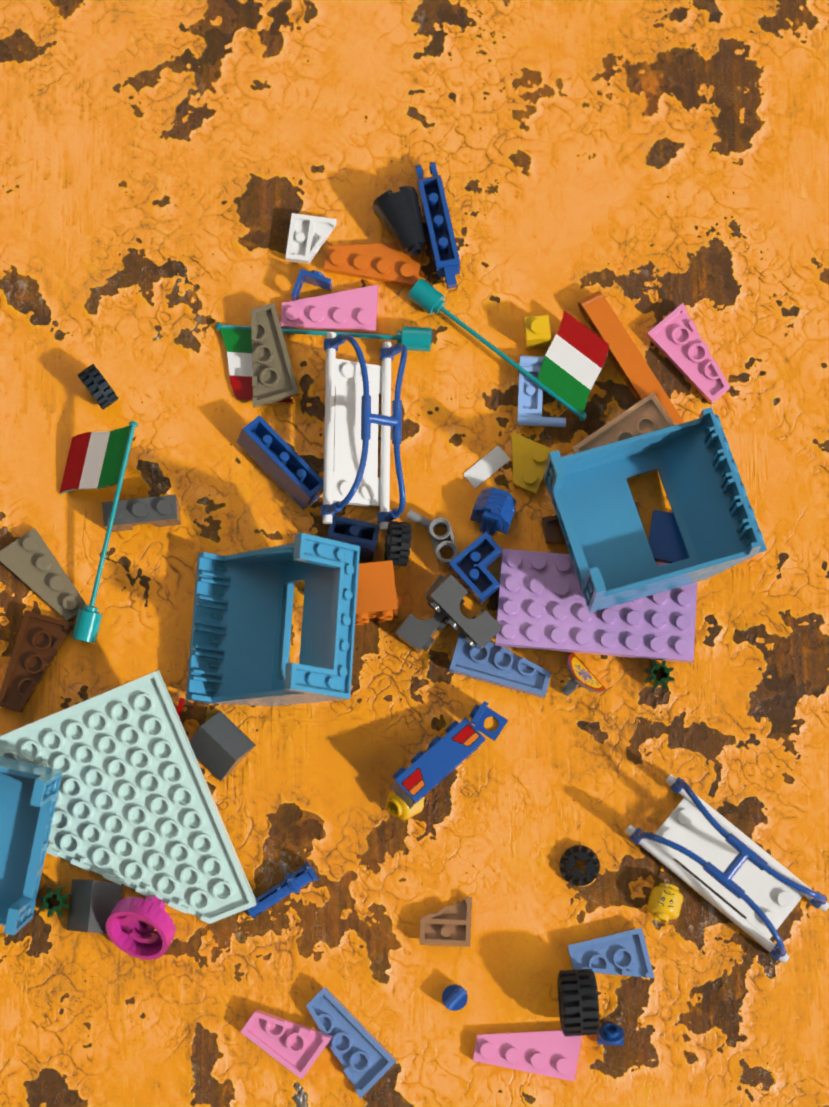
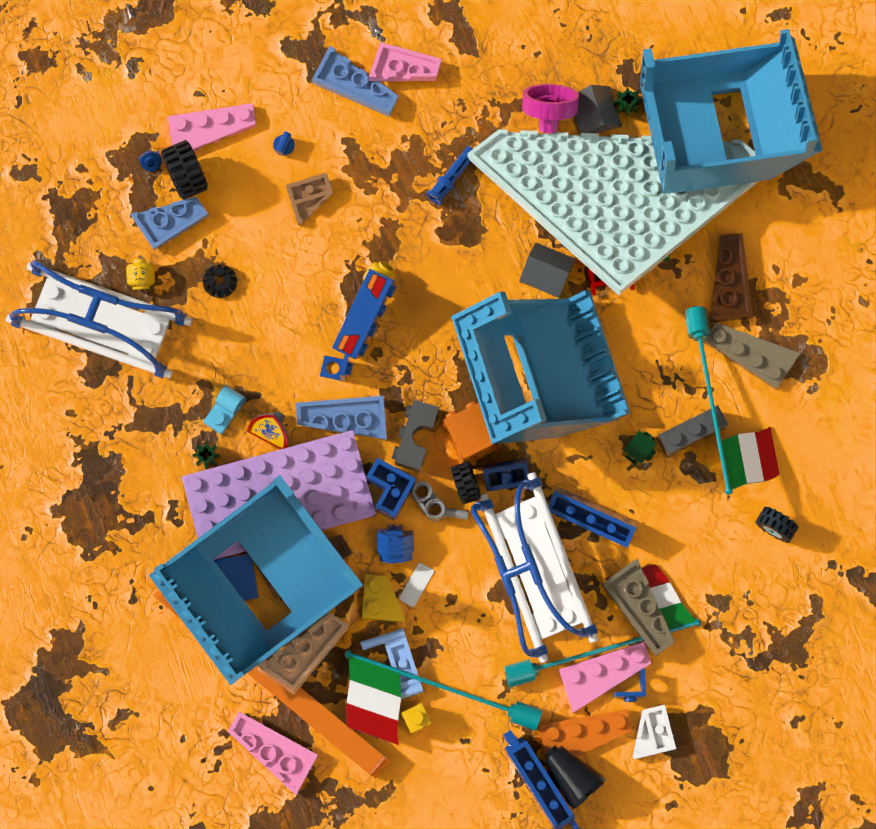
camera: 155 degrees right, 0 degrees up
(202, 516) = (640, 448): none -> dark green brick
(446, 598) = (371, 434): dark grey arch -> none
(622, 719) = (226, 407): none -> medium azure plate

